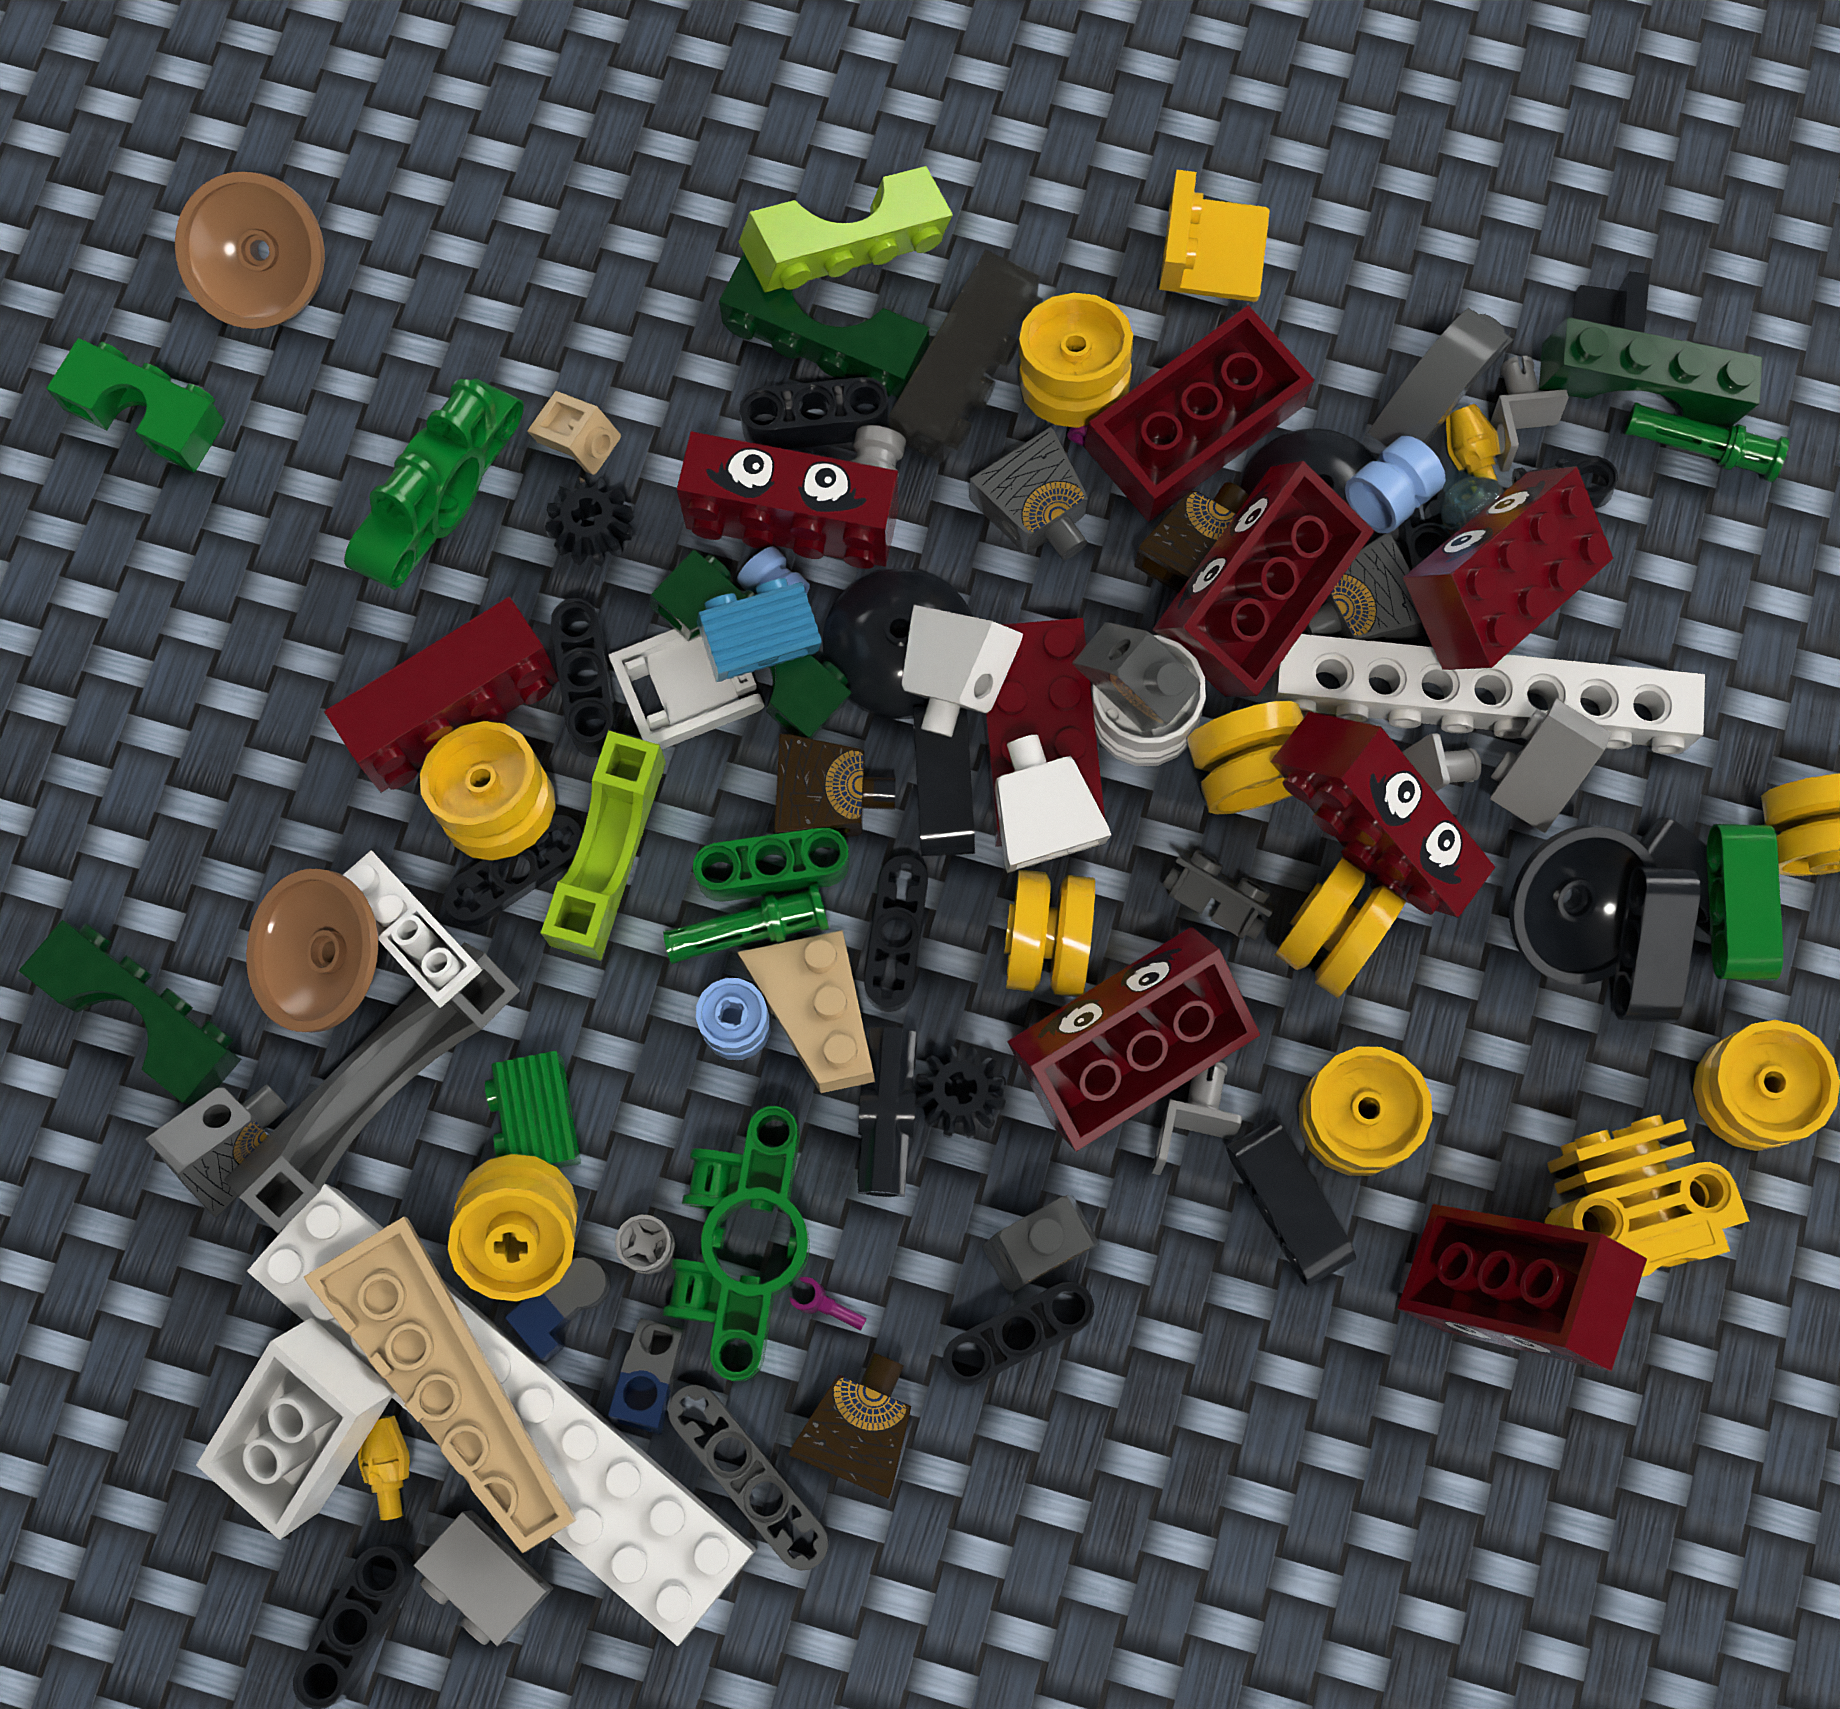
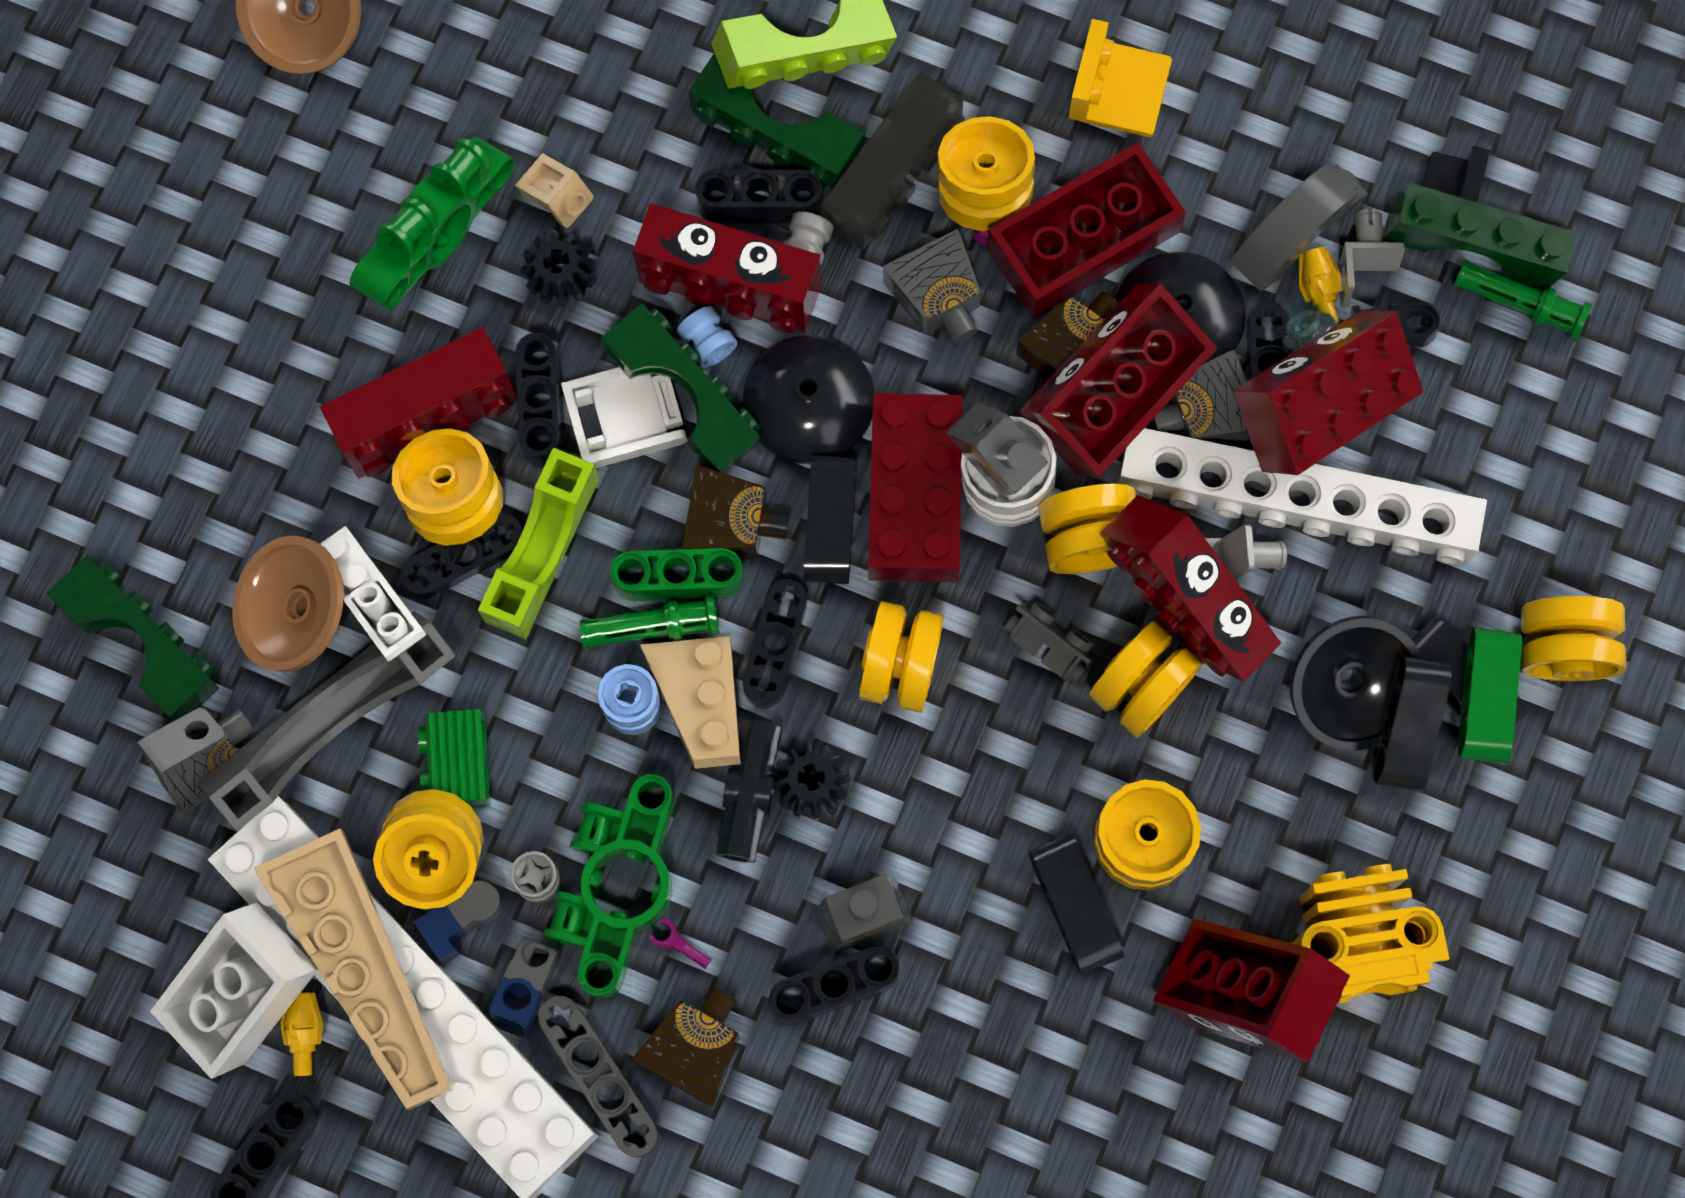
camera: 10 degrees right, 0 degrees up
(102, 383) = (162, 107): green arch -> none
(482, 1579) = (371, 1132): light grey brick -> none
(758, 629) = (687, 376): dark azure brick -> none
(956, 664) = (849, 423): white torso -> none
(1045, 808) = (907, 552): white torso -> none
(1134, 1038) = (960, 752): dark red brick -> none
(1198, 1114) = (1010, 820): light grey bracket -> none
(1395, 484) = (1243, 309): light blue wheel -> none
(1550, 764) = (1342, 562): light grey brick -> none
(1766, 1085) = (1487, 826): yellow wheel -> none

